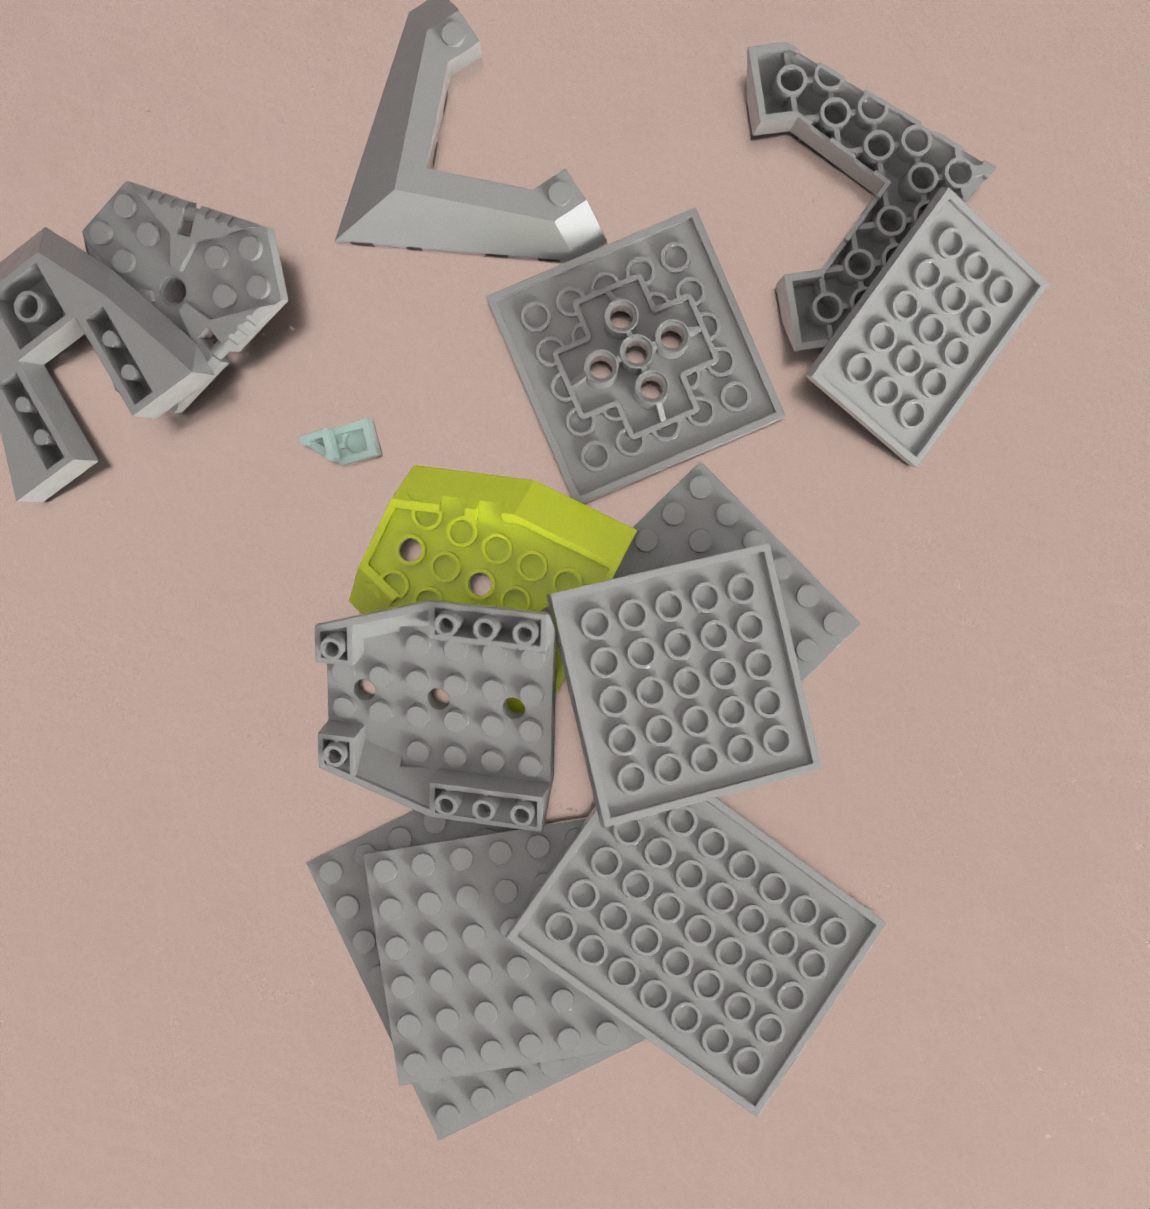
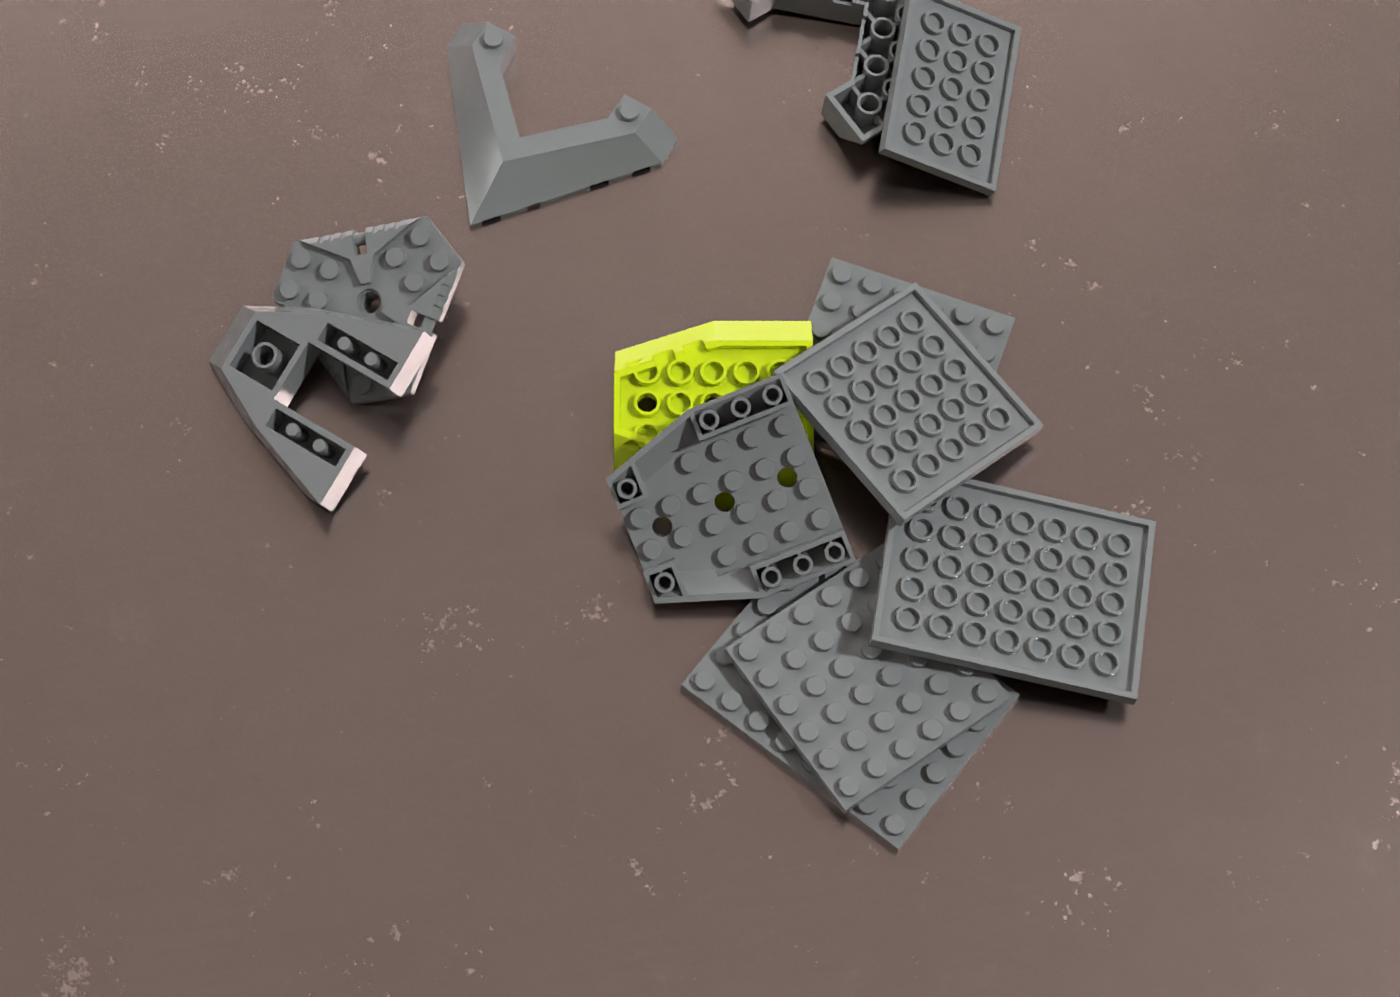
camera: 25 degrees left, 20 degrees down
(345, 443) = (552, 365): light aqua slope -> none
(606, 427) = (749, 261): light grey plate -> none

